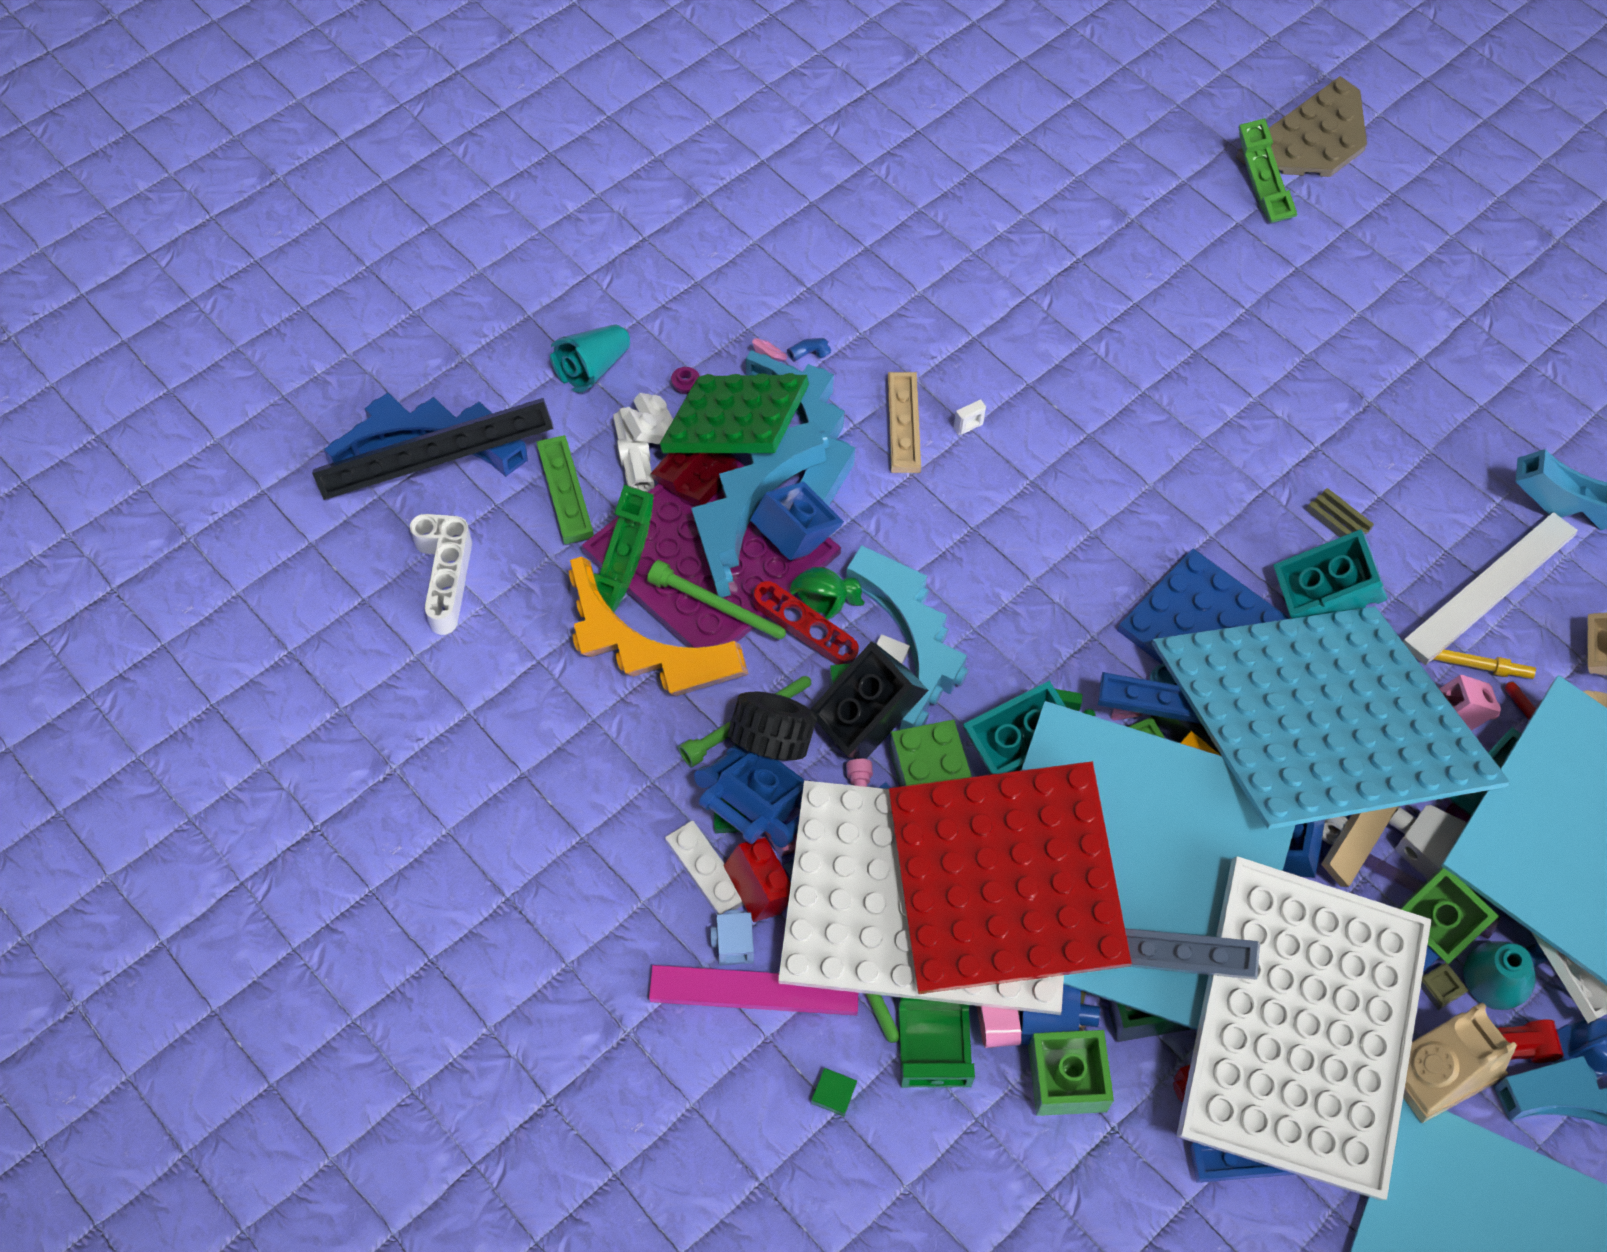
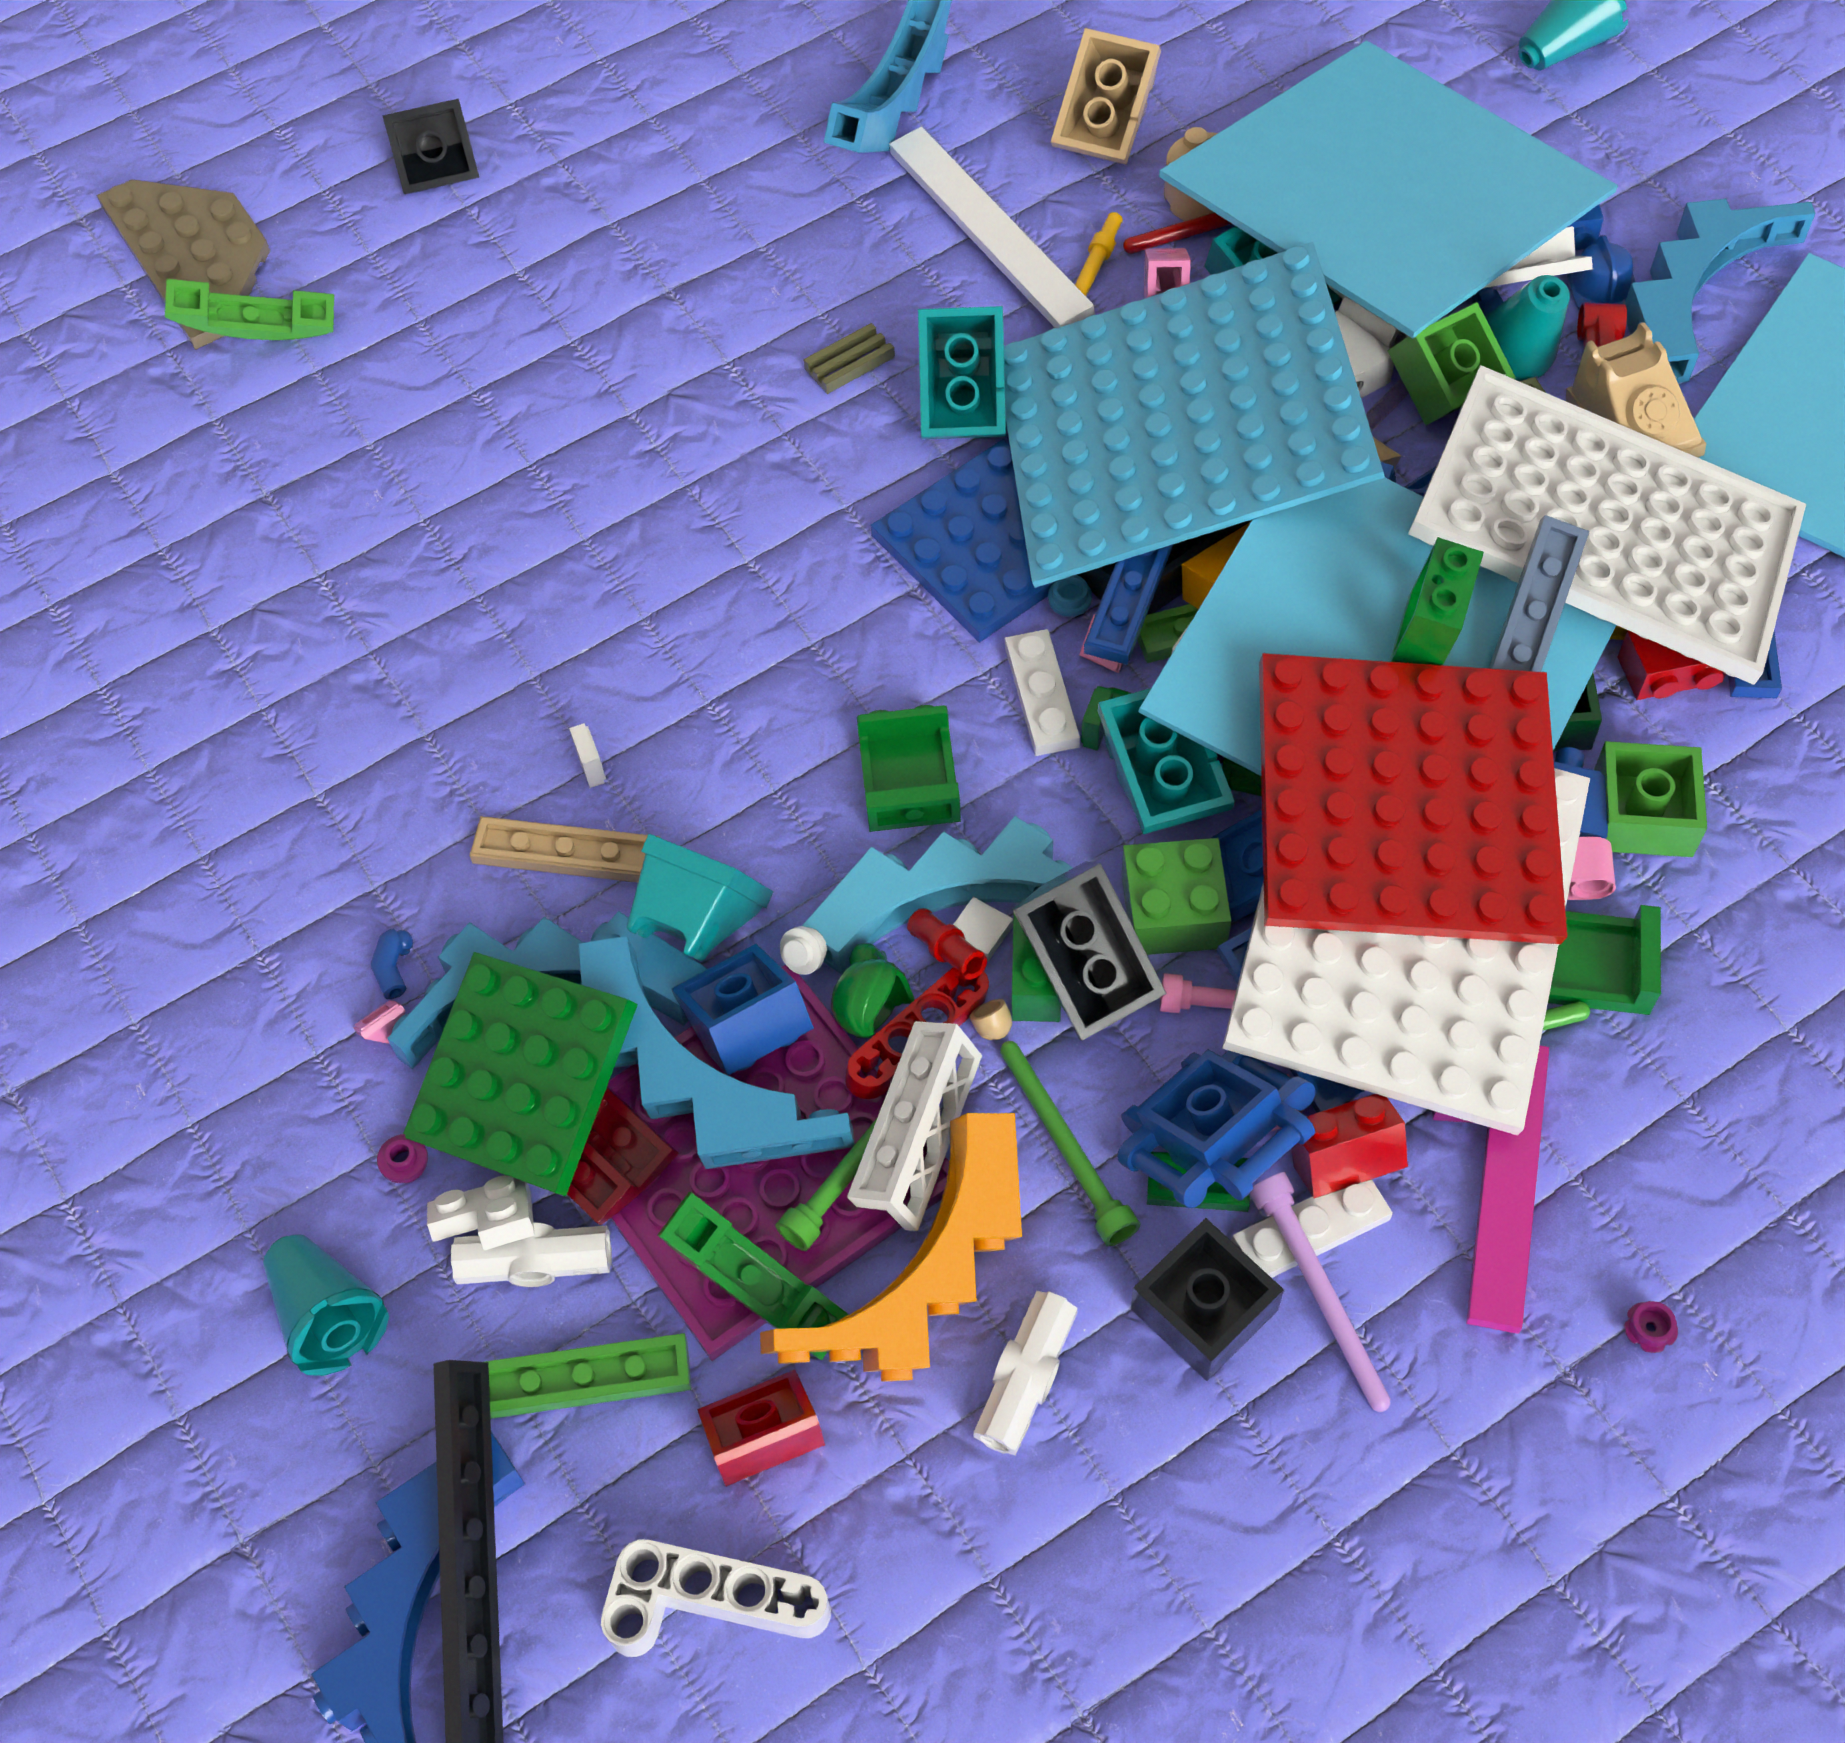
camera: 75 degrees left, 0 degrees up
(542, 578) = (761, 1427): none -> red slope
(589, 711) = (1025, 1372): none -> white piece
(642, 801) = (1206, 1299): none -> black brick
(664, 1074) = (1656, 1314): none -> magenta plate
(712, 835) = (1276, 1200): none -> lavender piece
(733, 618) = (913, 1117): none -> white fence
(733, 938) = (1433, 1195): light blue brick -> none
(772, 725) = (1109, 1087): black tyre -> none
(820, 666) = (992, 1019): none -> tan hinge
(834, 1092) = (1662, 1095): green tile -> none
(846, 549) = (803, 949): none -> white plate
(868, 631) = (947, 943): none -> red pin
(869, 481) = (692, 897): none -> teal piece
(1000, 597) = (908, 768): none -> green panel
(1085, 668) = (1042, 692): none -> white plate
(1156, 879) = (1437, 604): none -> green window
(1445, 238) = (431, 146): none -> black slope

